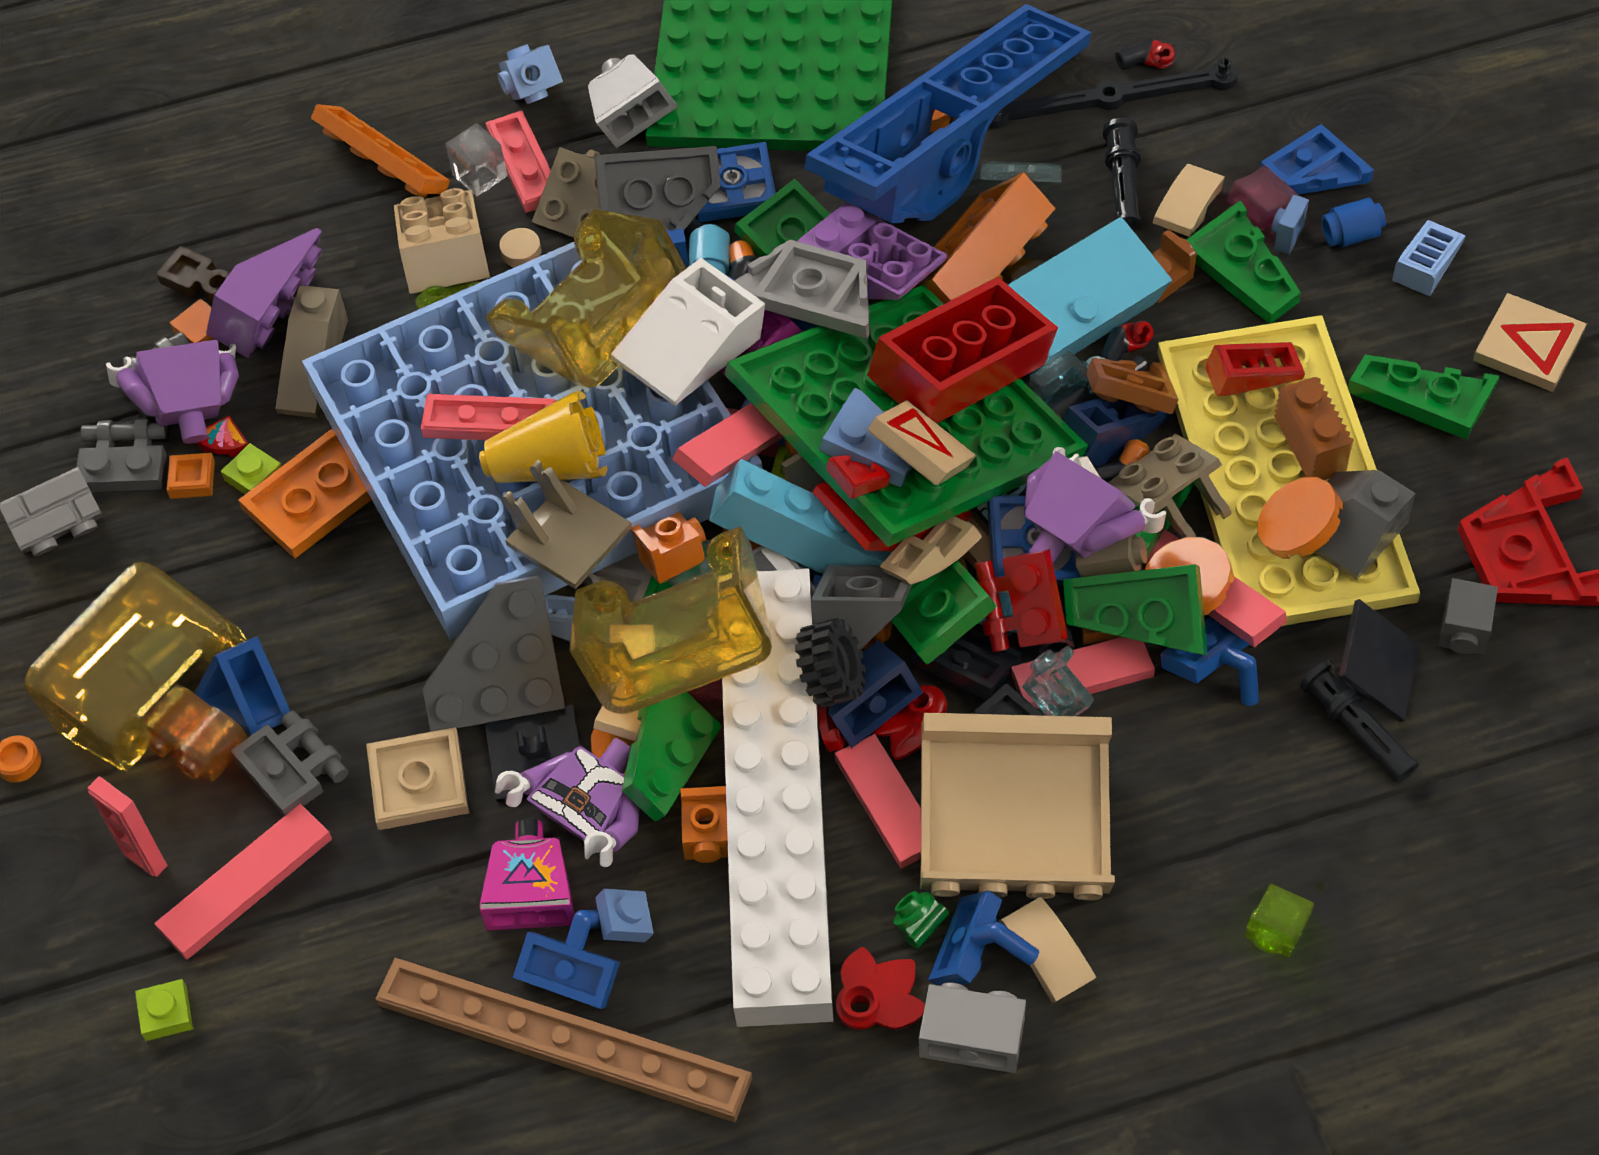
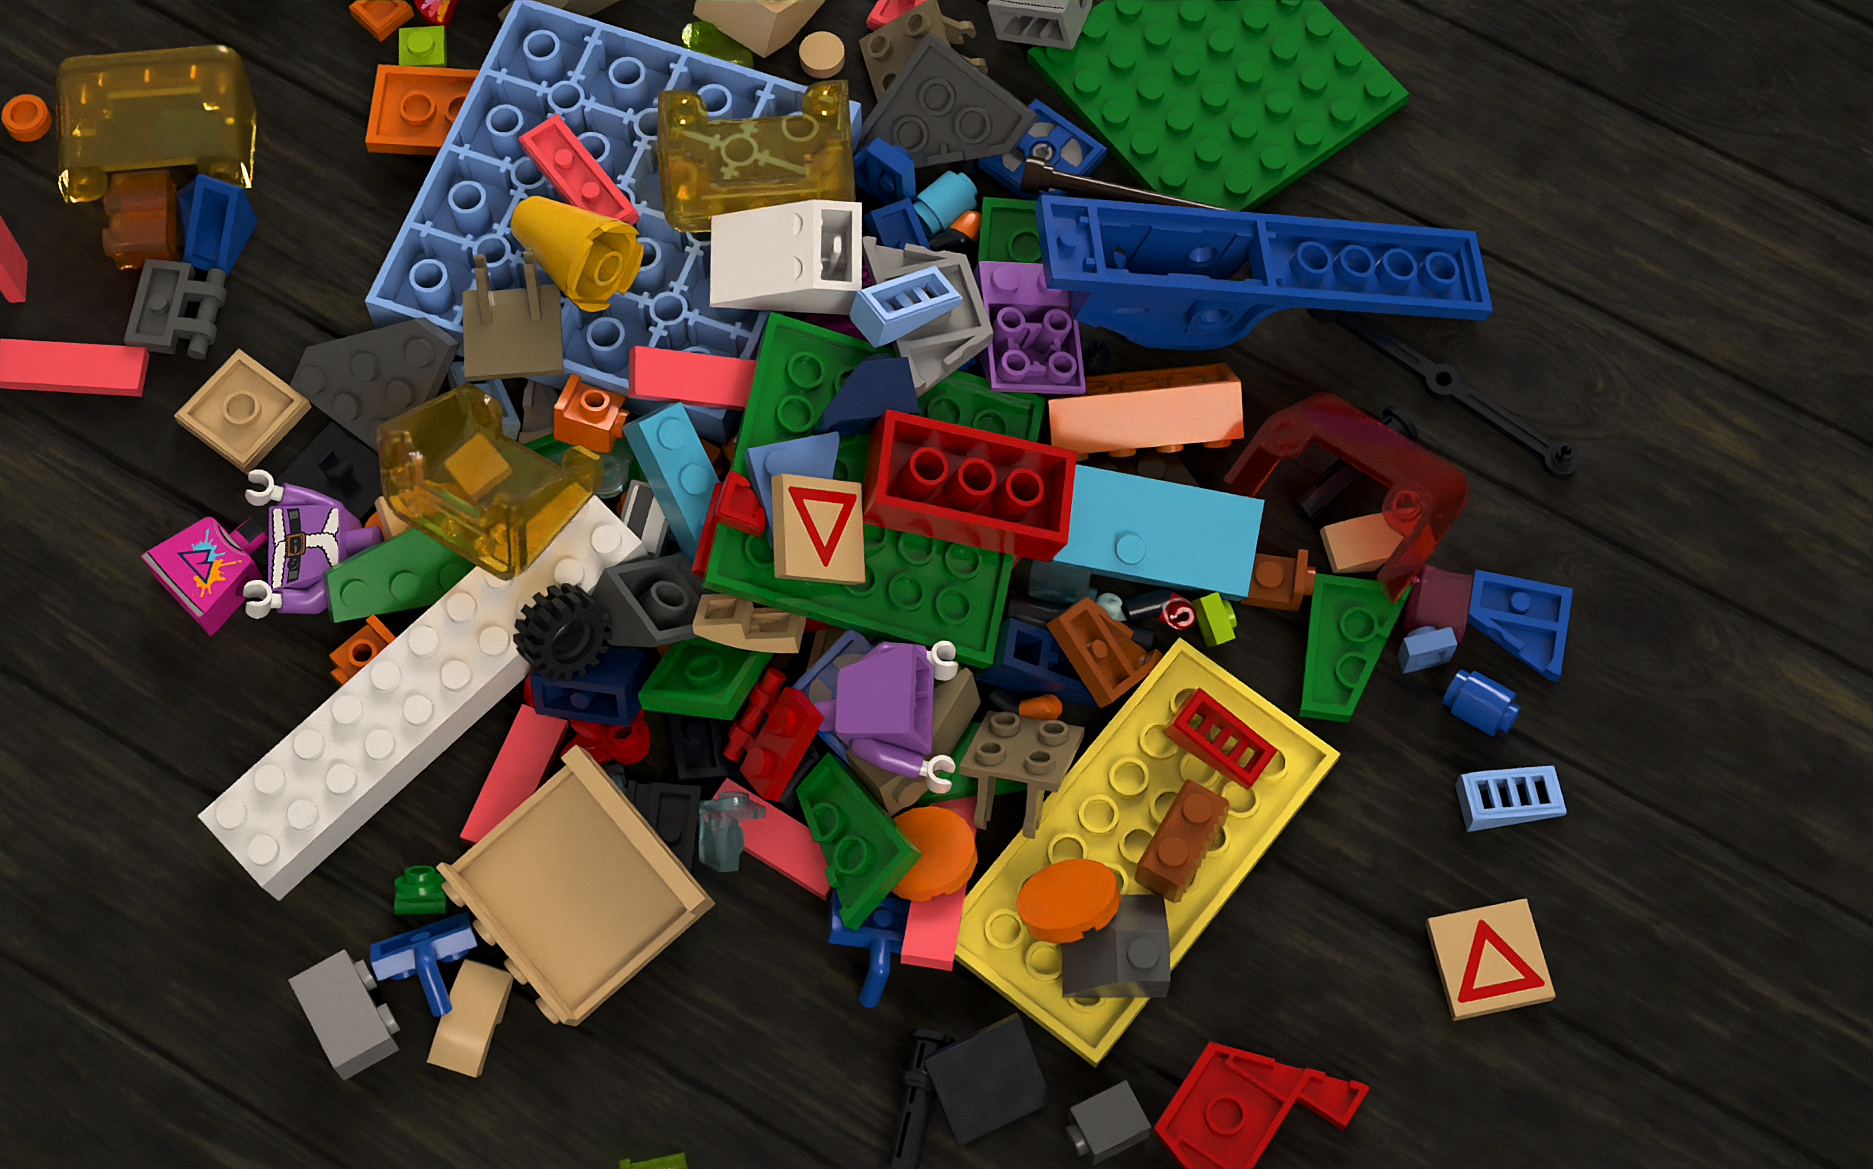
camera: 45 degrees right, 10 degrees up
(565, 1039) = (99, 714): medium nougat tile -> none
(567, 966) = (154, 660): blue plate -> none
(624, 915) = (236, 666): medium blue plate -> none
(753, 183) = (1042, 176): none -> dark brown piece
(798, 290) = (882, 324): none -> light blue slope
(846, 354) = (871, 389): none -> dark blue slope
(881, 987) = (334, 914): red plate -> none
(1035, 171) = (1266, 373): clear light blue plate -> none
(1147, 52) = (1522, 375): arm -> none
(1164, 315) = (1215, 619): none -> lime plate
(1193, 132) = (1424, 488): none -> clear red windscreen
(1431, 397) = (1337, 913): green wing -> none

